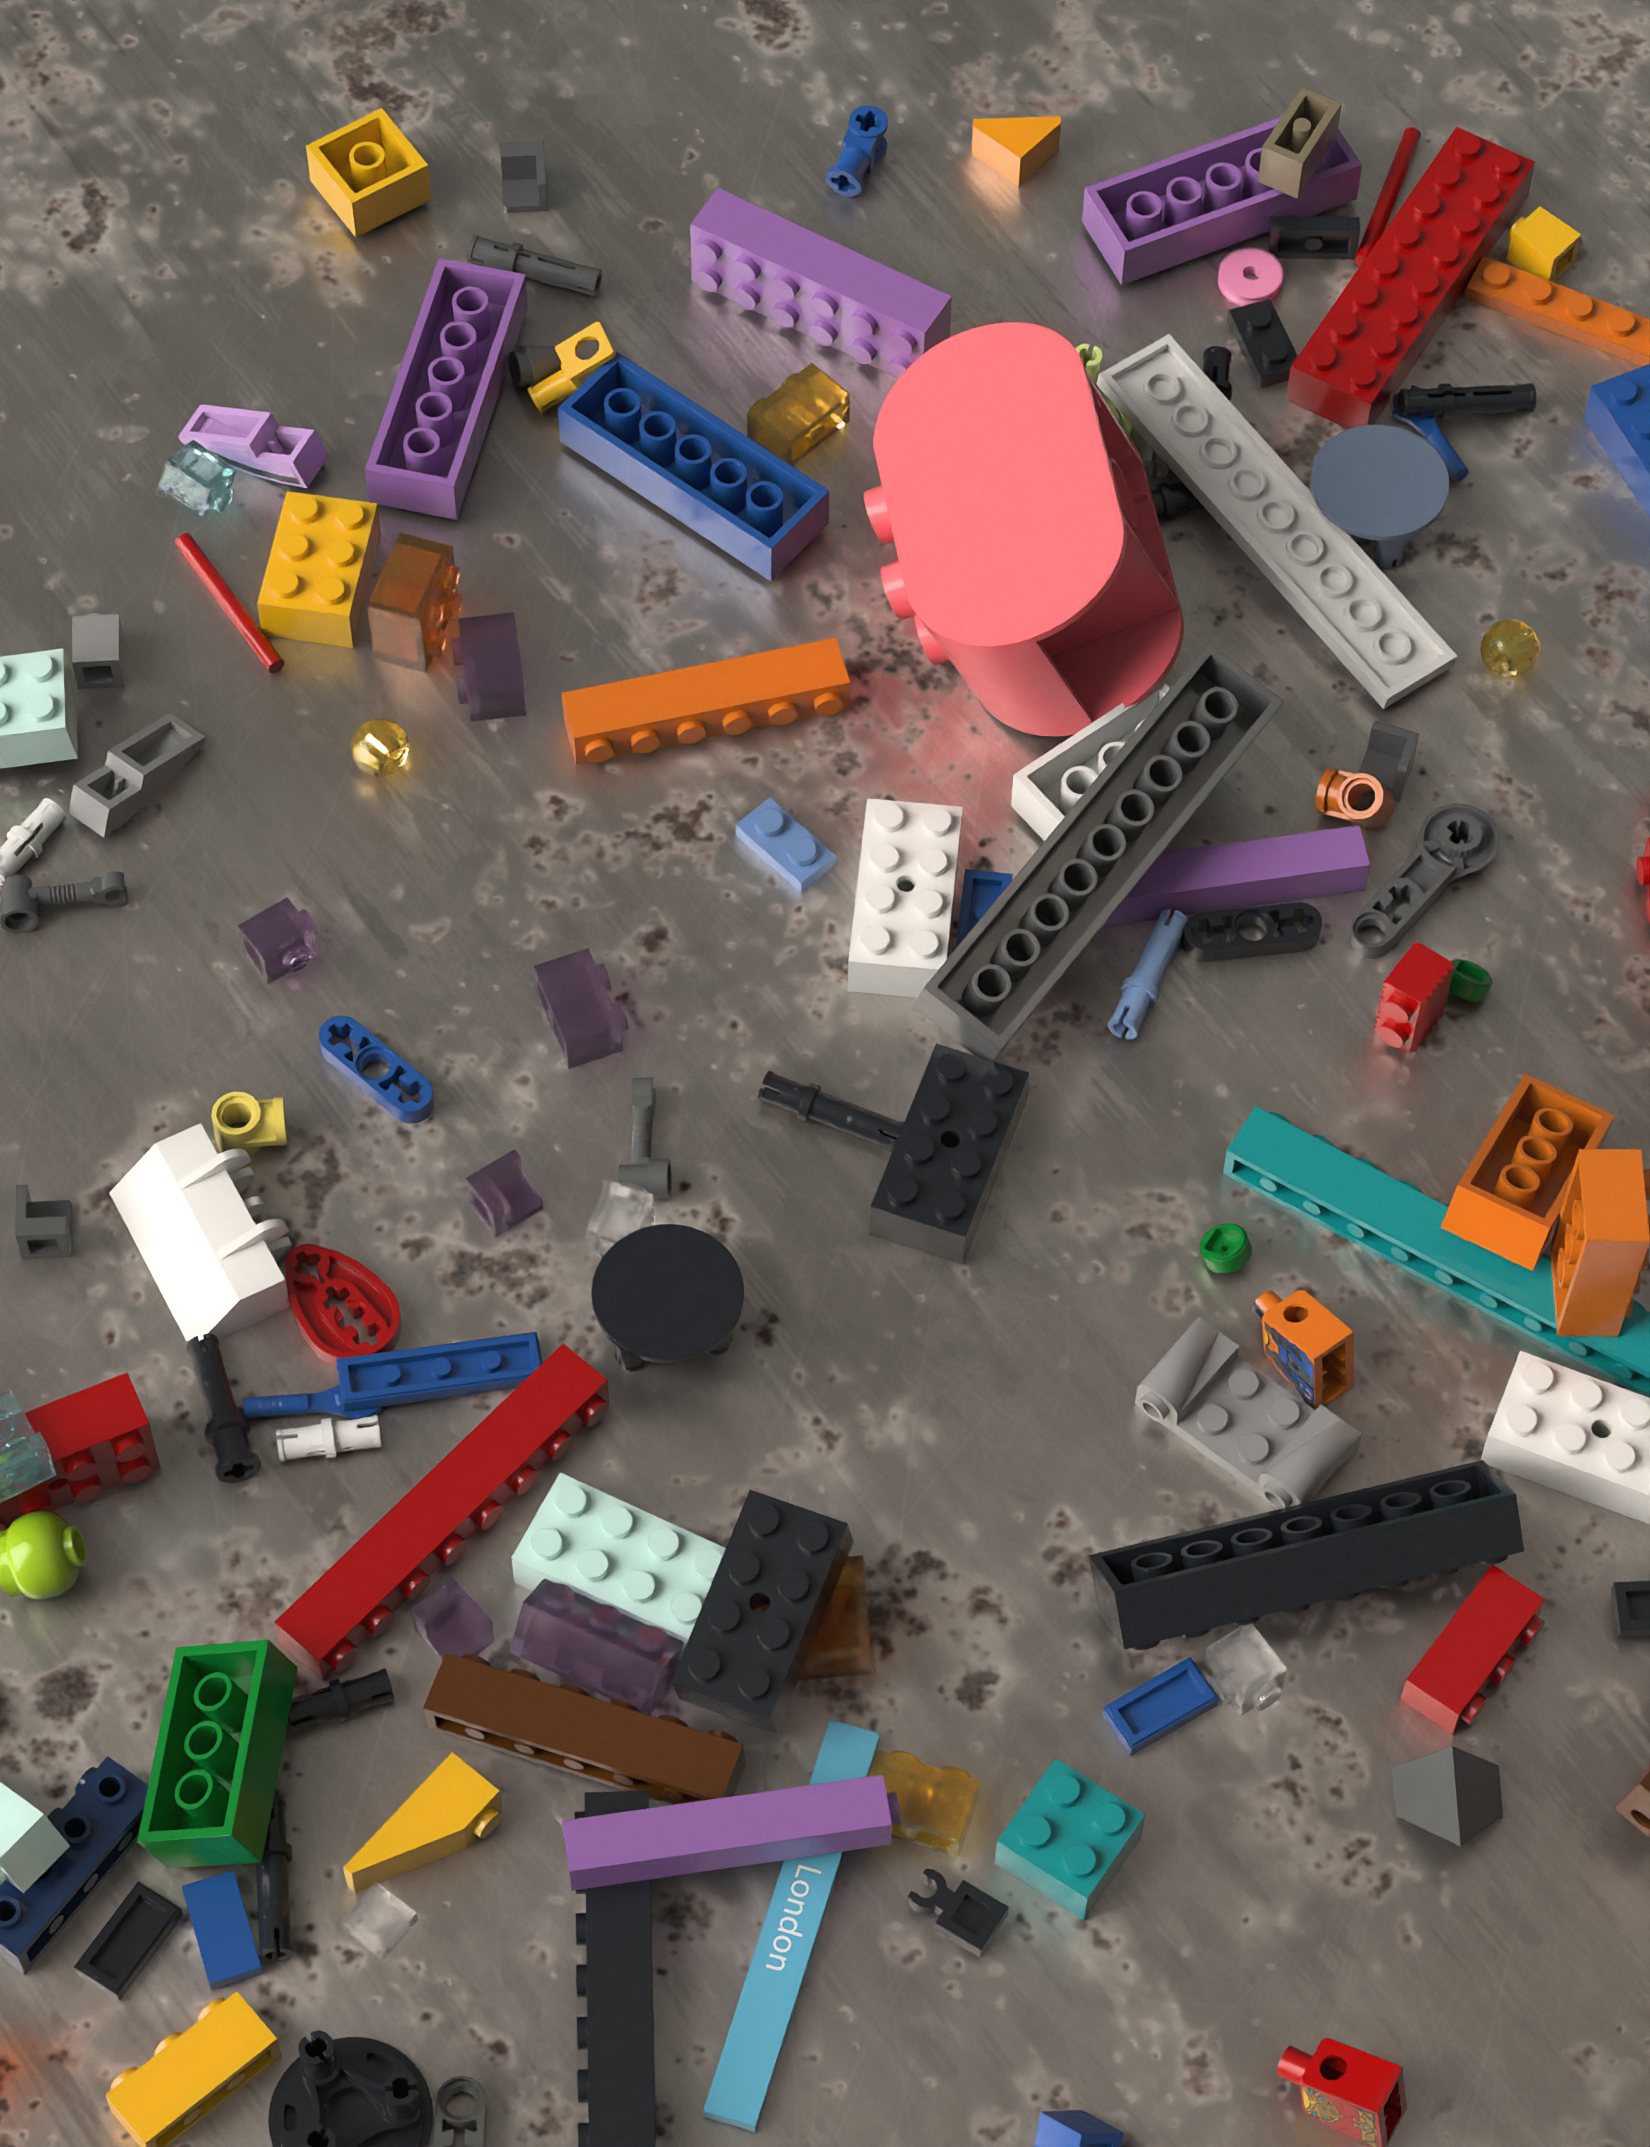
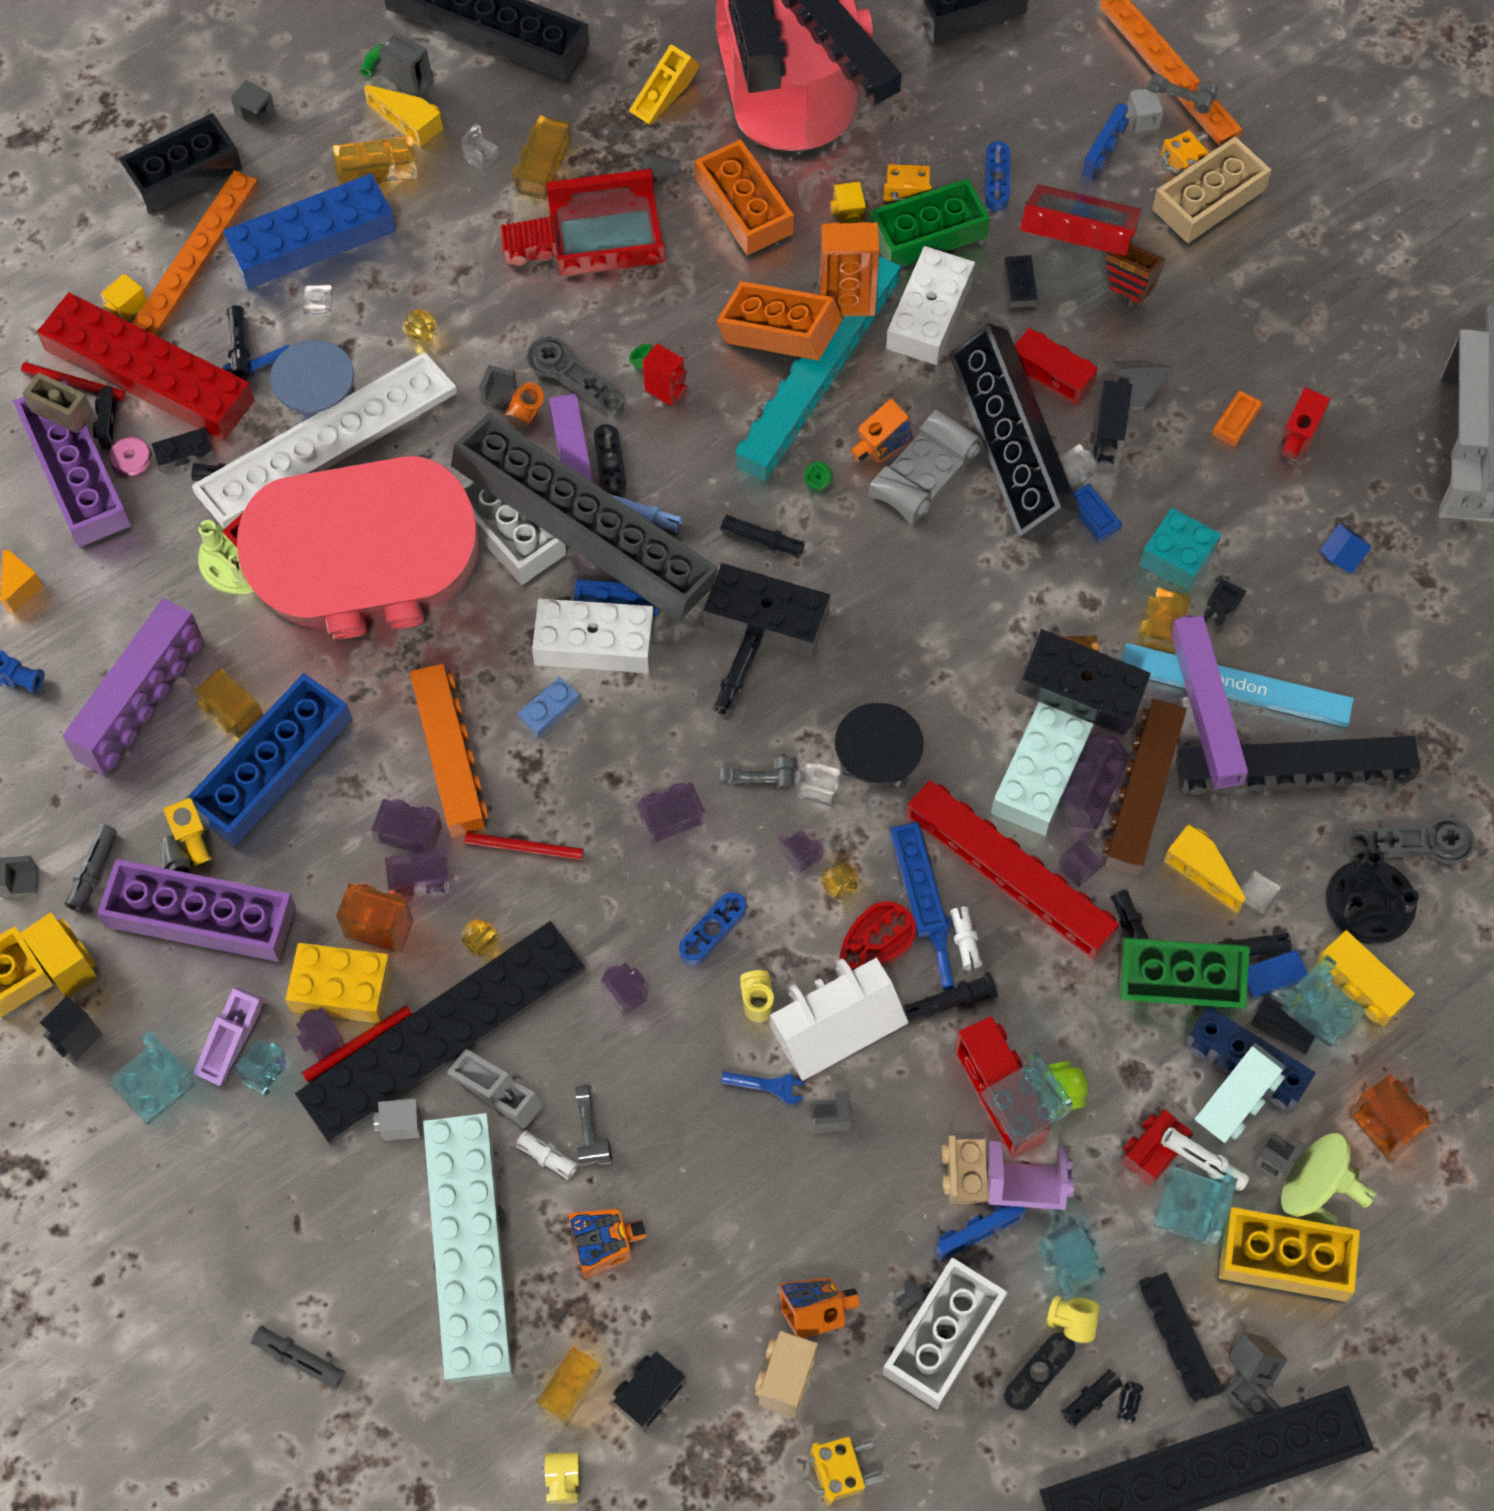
camera: 90 degrees left, 5 degrees up
(101, 1158) = (779, 1087): none -> blue piece
(144, 1990) = (1321, 1005): none -> clear light blue bracket
(196, 355) = (152, 1080): none -> clear light blue bracket
(240, 549) = (318, 1034): none -> clear purple brick
(242, 712) = (440, 1032): none -> black plate
(270, 245) = (70, 1029): none -> black brick
(384, 225) = (60, 954): none -> yellow brick
(440, 1247) = (839, 880): none -> clear yellow piece
(539, 813) = (524, 846): none -> red bar
(574, 647) = (406, 826): none -> clear purple brick
(1093, 1172) = (773, 540): none -> black pin
(1327, 1727) = (1111, 424): none -> black brick
(1375, 1984) = (1237, 418): none -> orange tile
(1563, 511) = (317, 300): none -> clear plate

